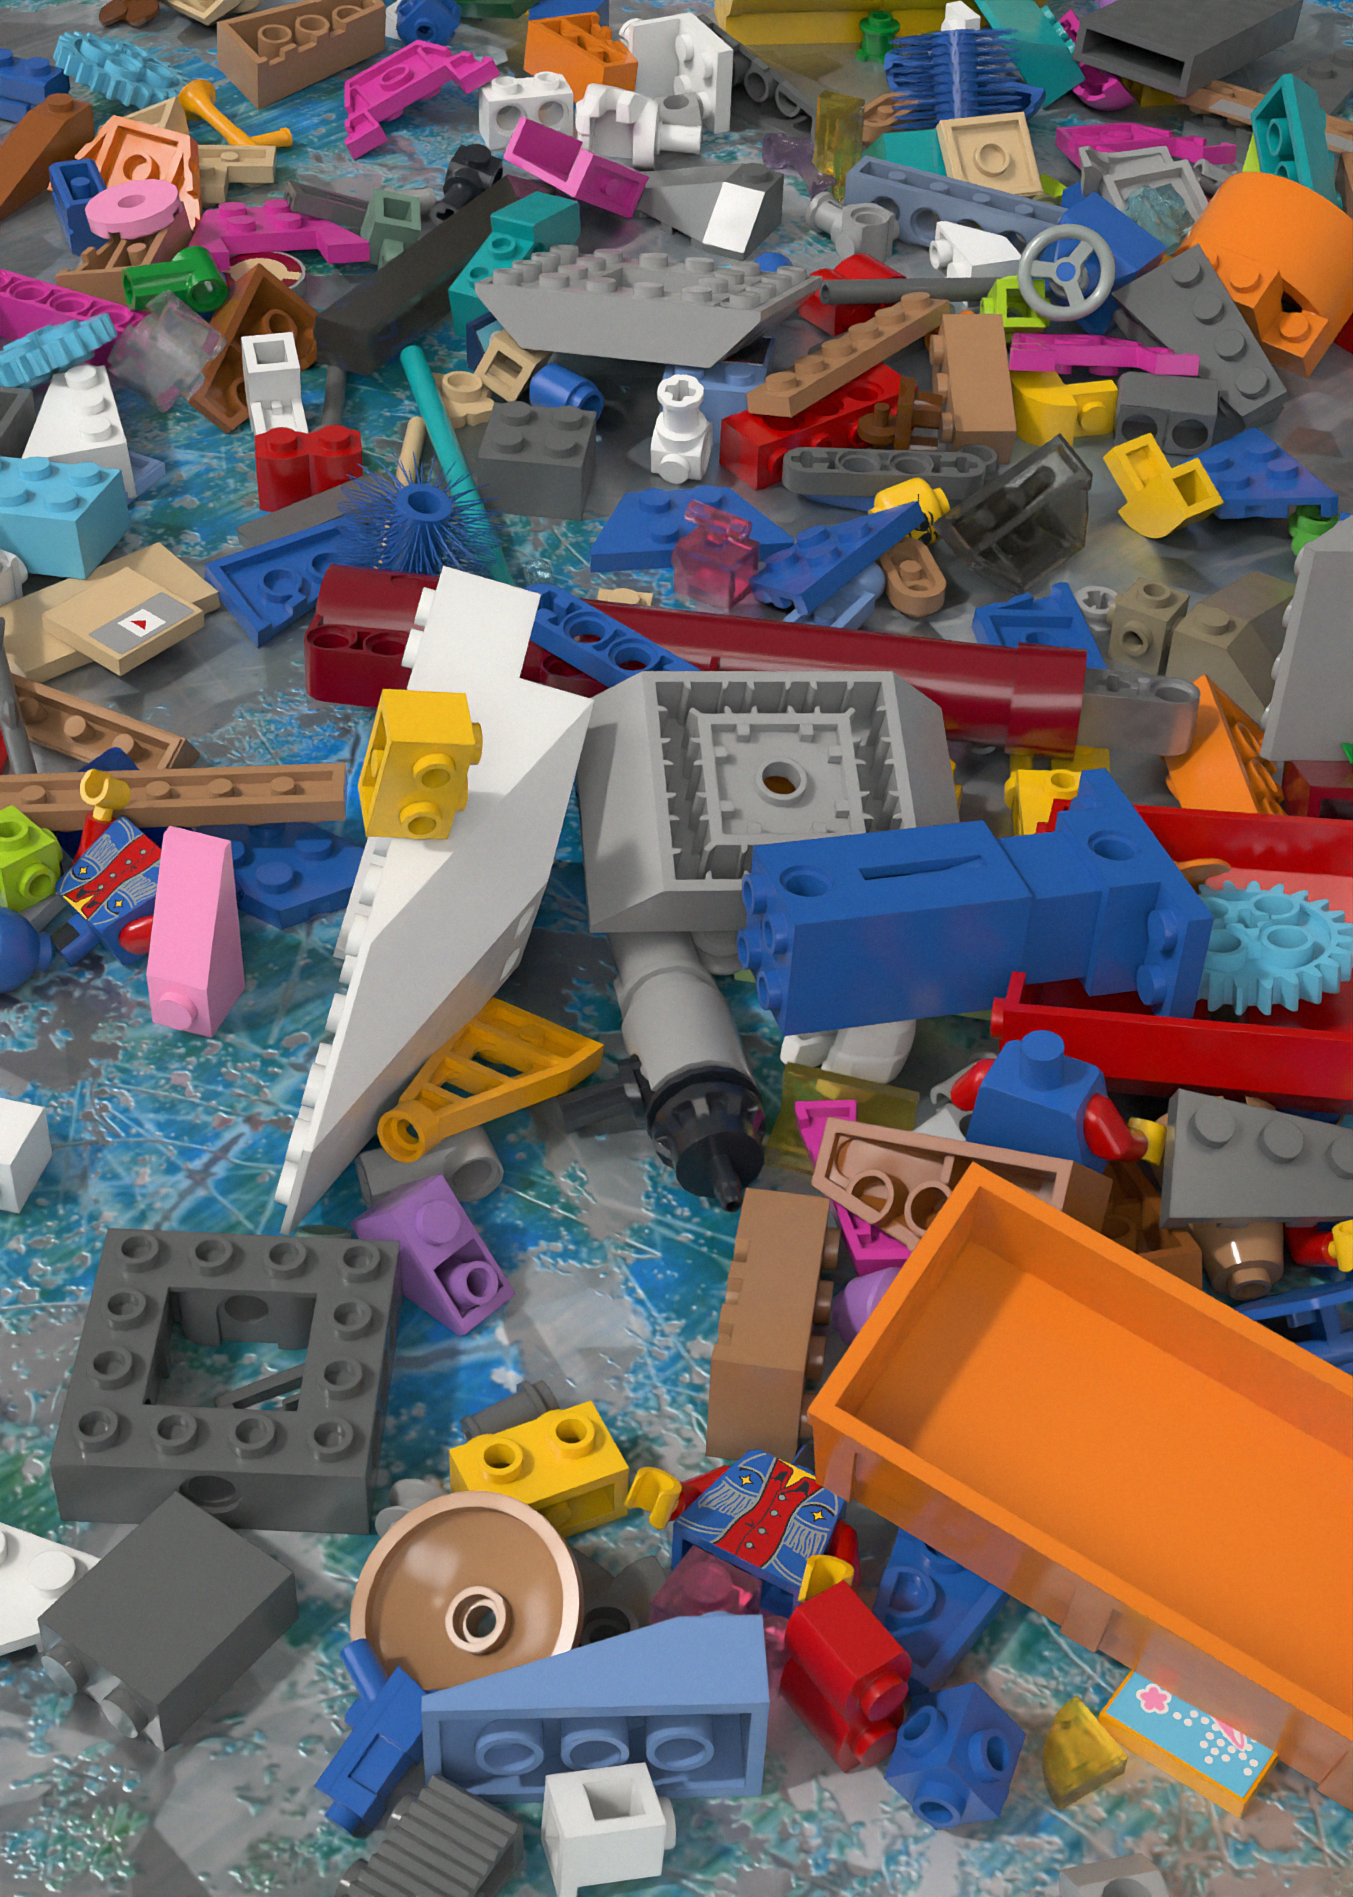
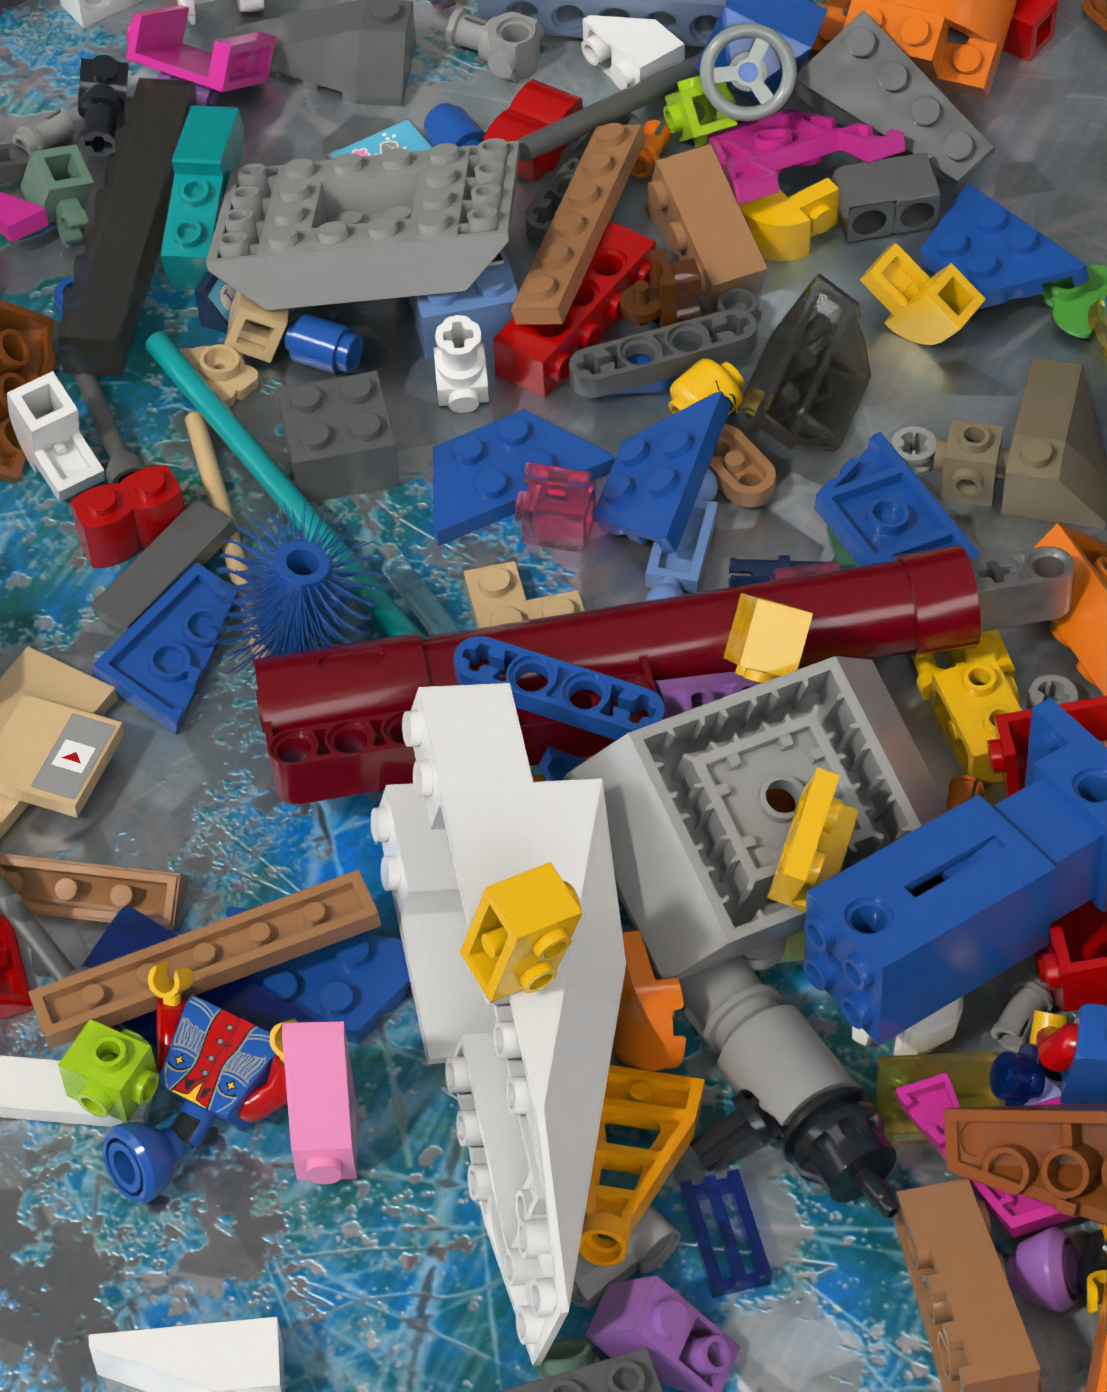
camera: 15 degrees left, 10 degrees up
(560, 1150) = (713, 1191): none -> clear blue tile
(564, 953) = (646, 1013): none -> orange slope
(787, 806) = (814, 841): none -> yellow bracket
(841, 641) = (766, 638): none -> yellow brick
(929, 1114) = (1017, 1076): none -> clear blue plate

